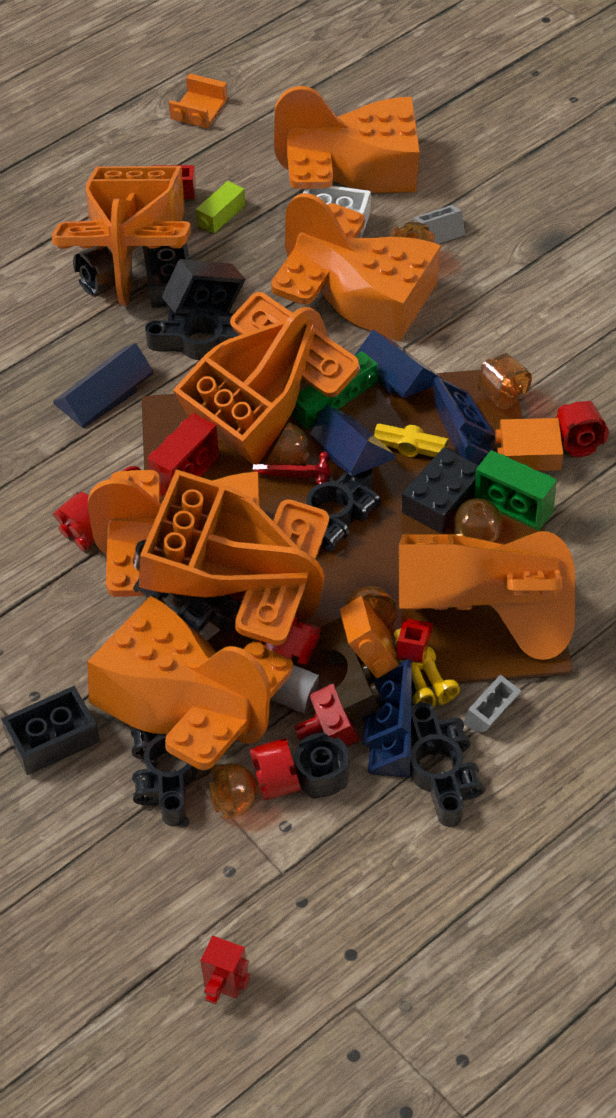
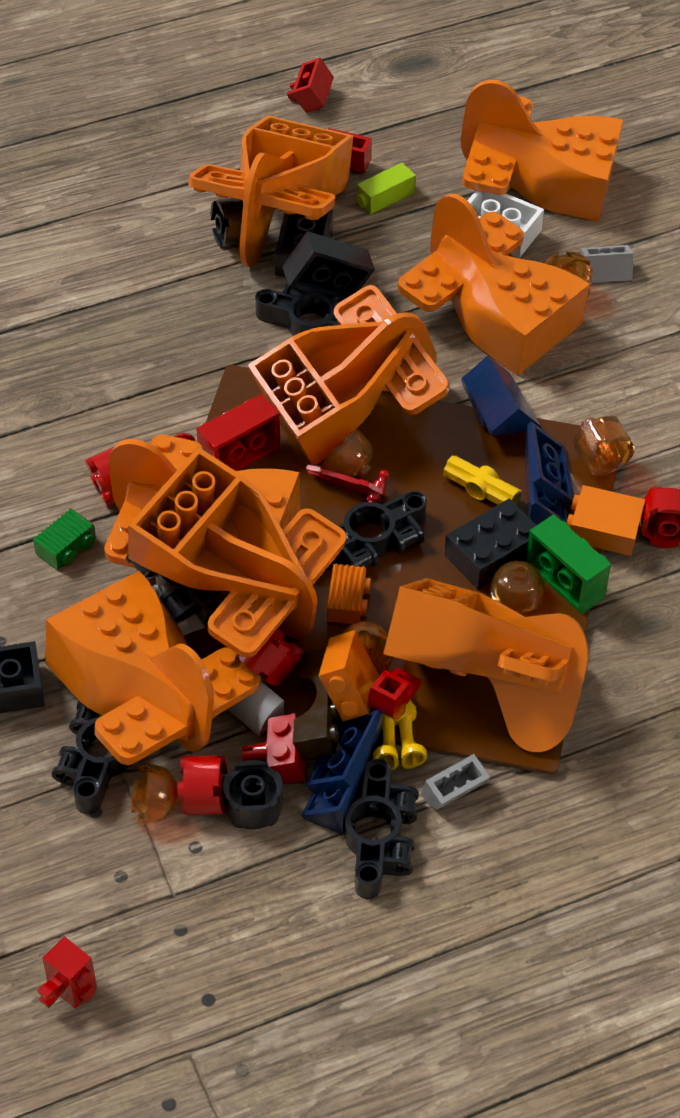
camera: 15 degrees right, 0 degrees up
(58, 589) = (64, 539): none -> green brick
(105, 386) = (194, 344): dark blue slope -> none
(118, 132) = (311, 85): none -> red brick
(201, 101) = (411, 74): orange panel -> none
(311, 401) = (392, 422): green brick -> none
(335, 565) = (346, 594): none -> orange brick
(348, 442) = (415, 466): dark blue slope -> none

